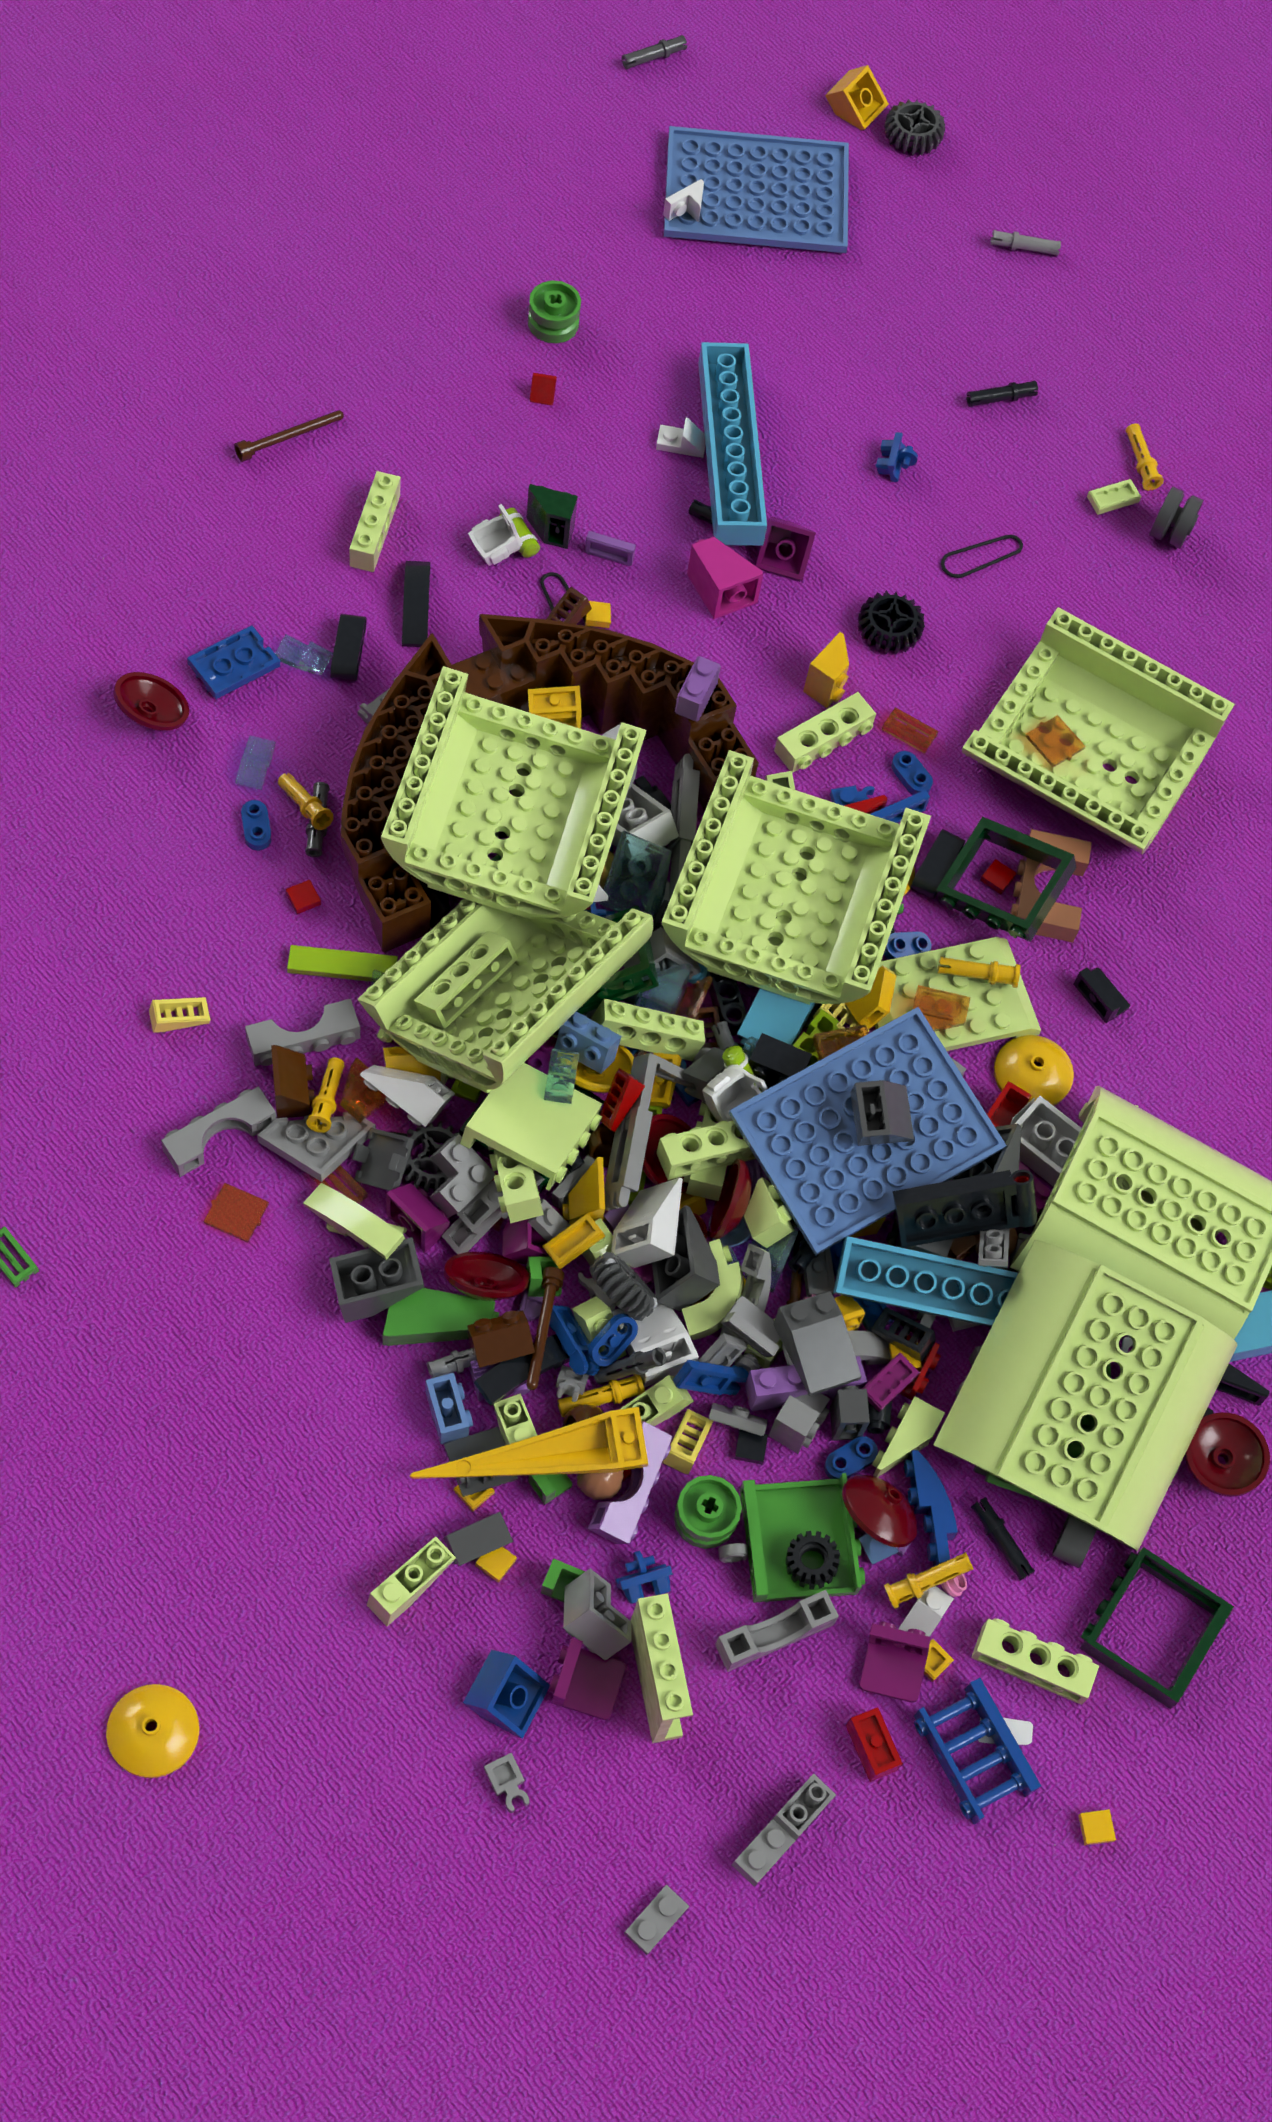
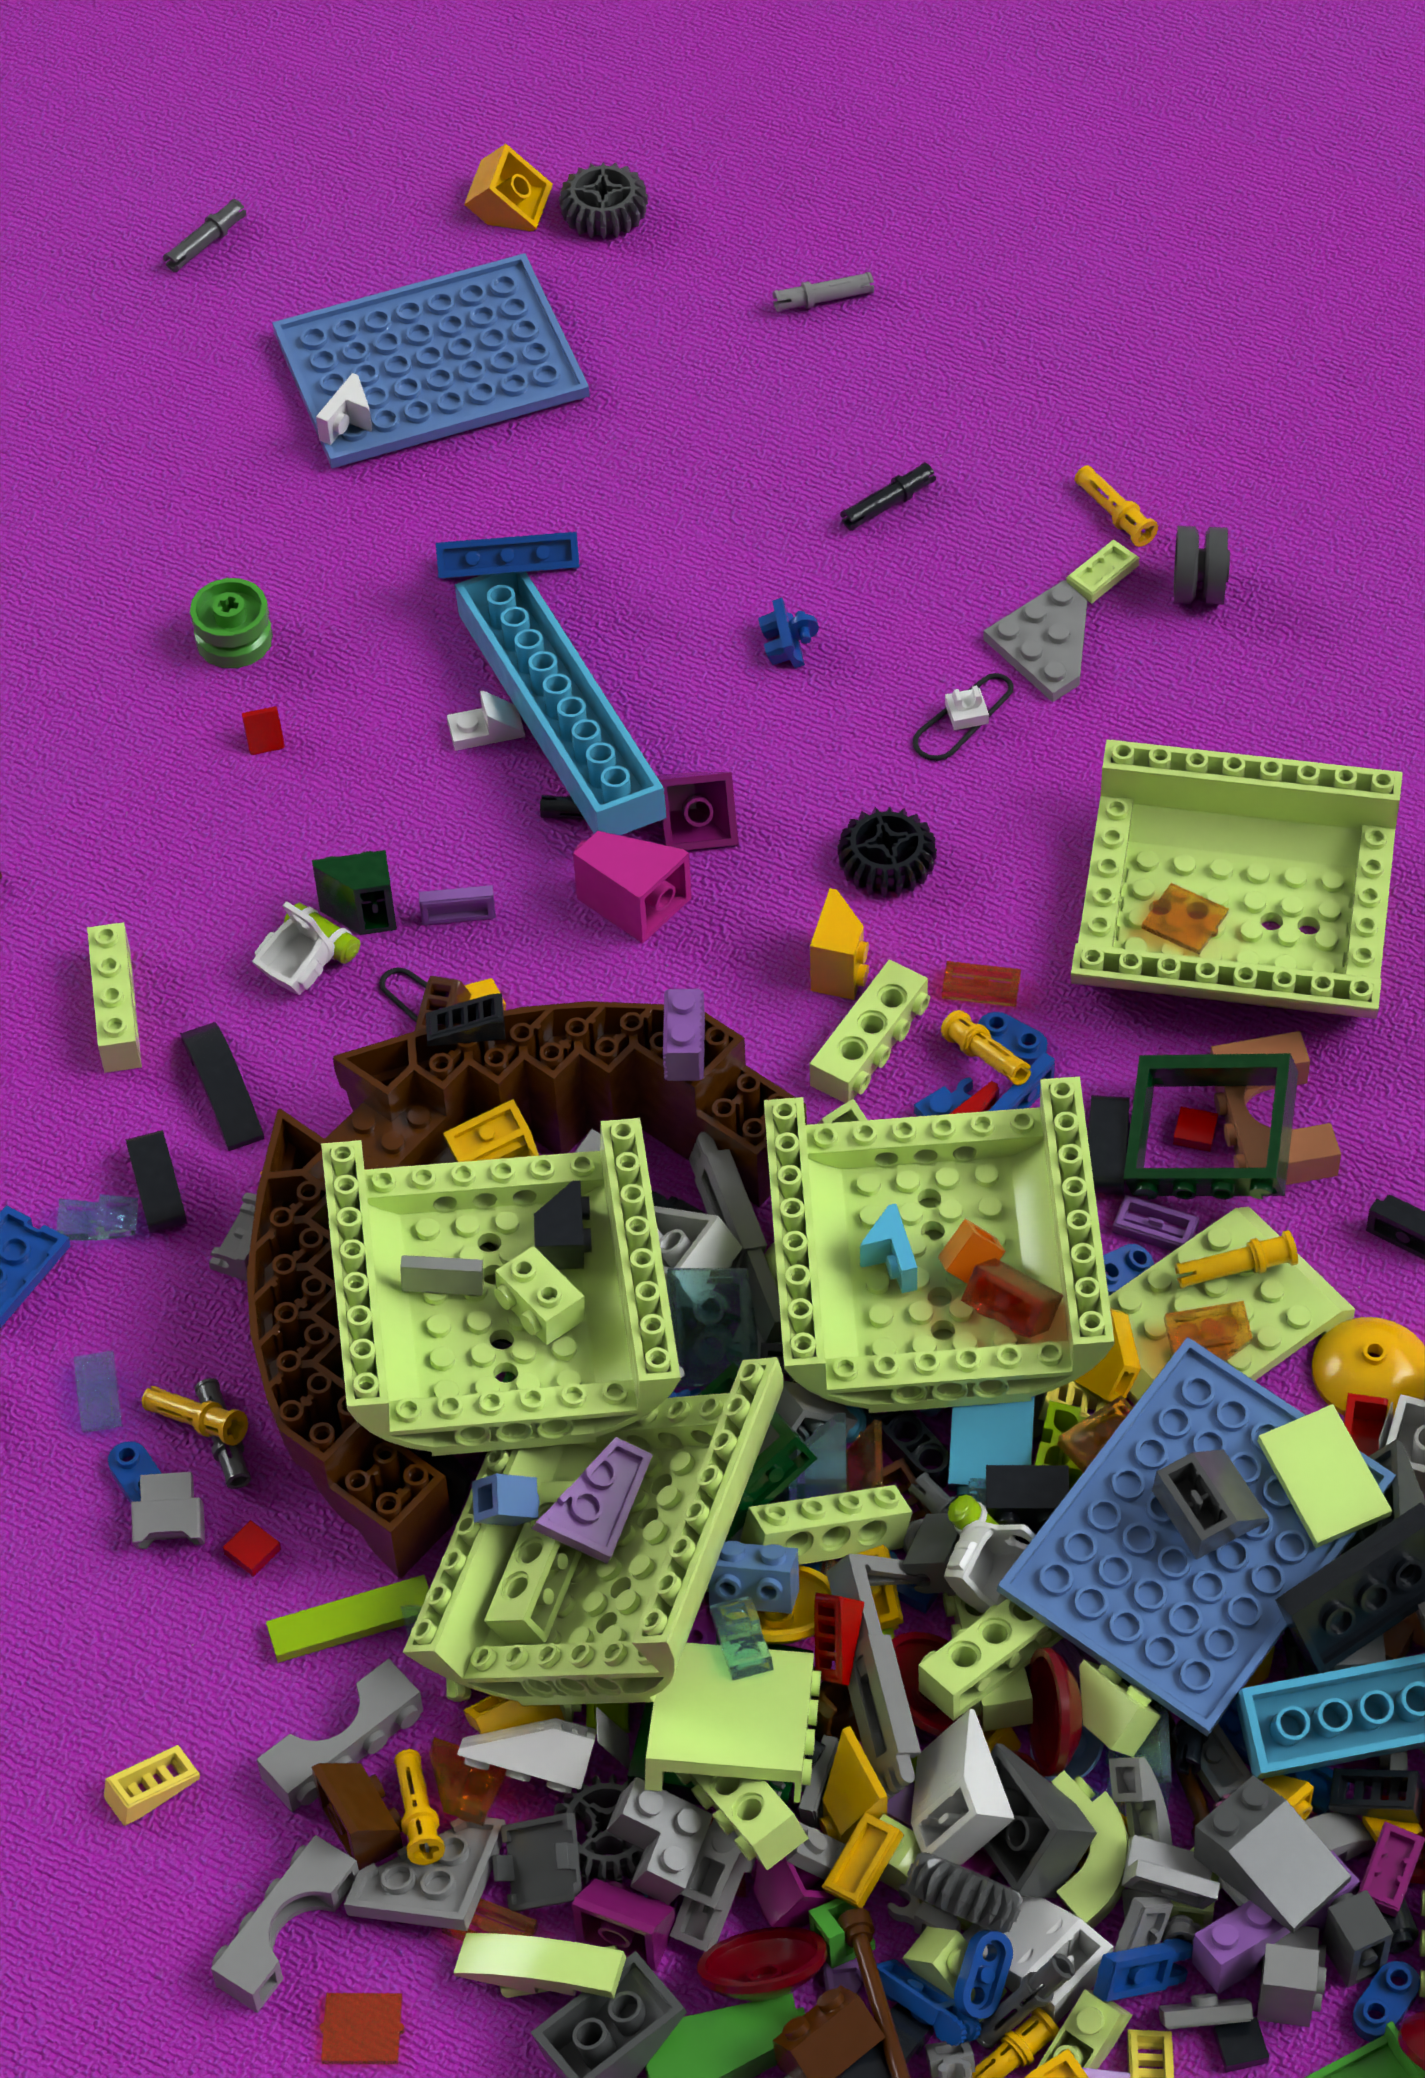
camera: 10 degrees left, 10 degrees down
(262, 853) = (167, 1510): none -> light grey piece
(458, 932) = (505, 1499): none -> medium blue brick
(461, 1103) = (613, 1738): none -> sticker
(482, 778) = (442, 1275): none -> tile
(513, 958) = (598, 1503): none -> medium lavender wing
(535, 815) = (539, 1295): none -> yellowish green brick
(567, 780) = (560, 1228): none -> black slope
(582, 632) = (485, 1016): none -> black slope
(743, 336) = (507, 555): none -> blue fence
(765, 872) = (890, 1245): none -> medium azure slope
(813, 899) = (968, 1248): none -> orange panel
(824, 936) = (1011, 1298): none -> clear red brick
(888, 766) = (977, 1041): none -> yellow pin
(940, 928) = (1153, 1230): none -> medium lavender tile
(961, 1127) = (1324, 1476): none -> yellowish green tile
(985, 551) = (966, 708): none -> white tile
(1056, 526) = (1045, 639): none -> light grey plate

